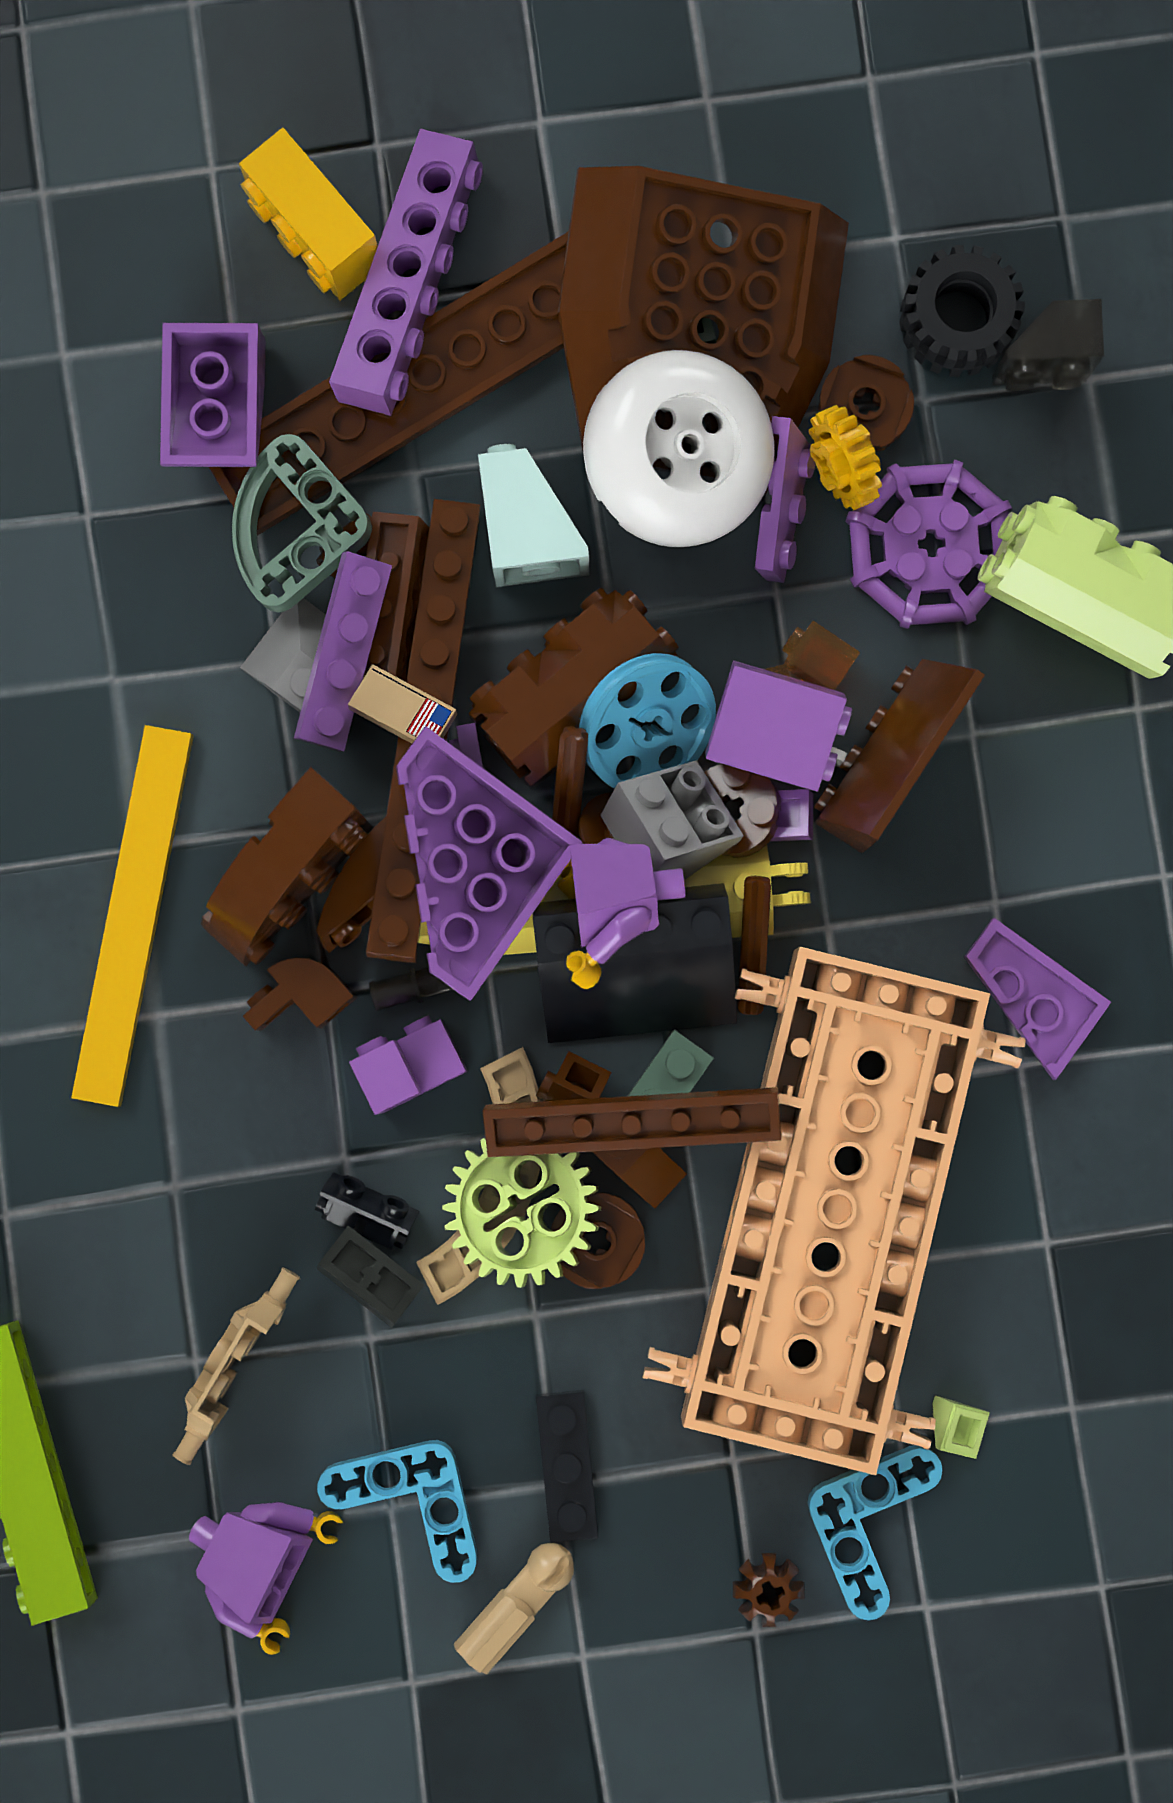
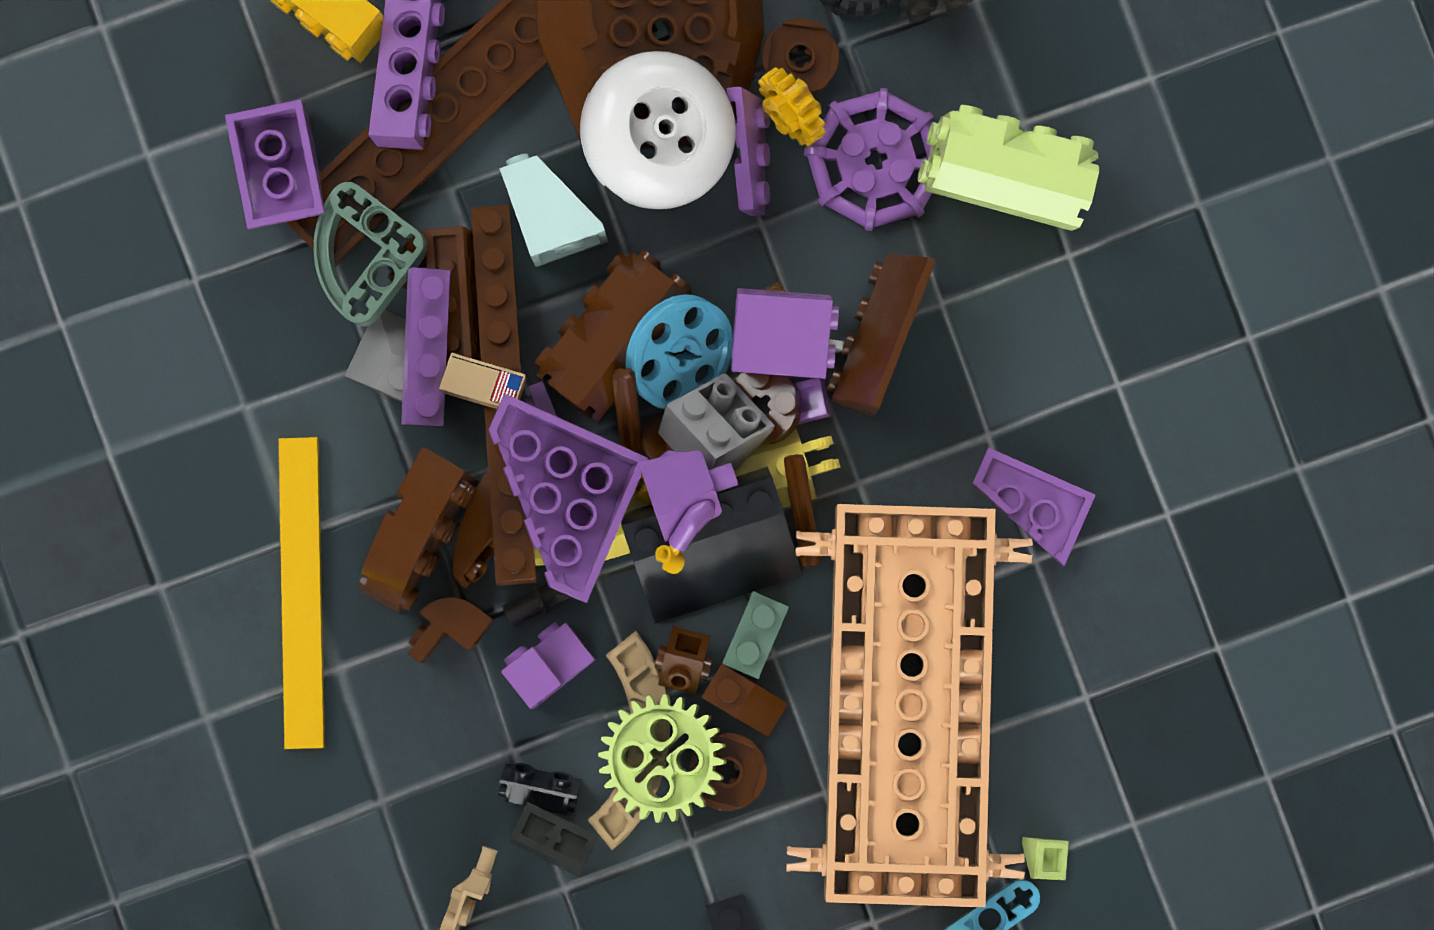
camera: 10 degrees left, 0 degrees up
(633, 1122) = (734, 671): reddish brown plate -> none
(818, 656) = (805, 269): clear orange brick -> none

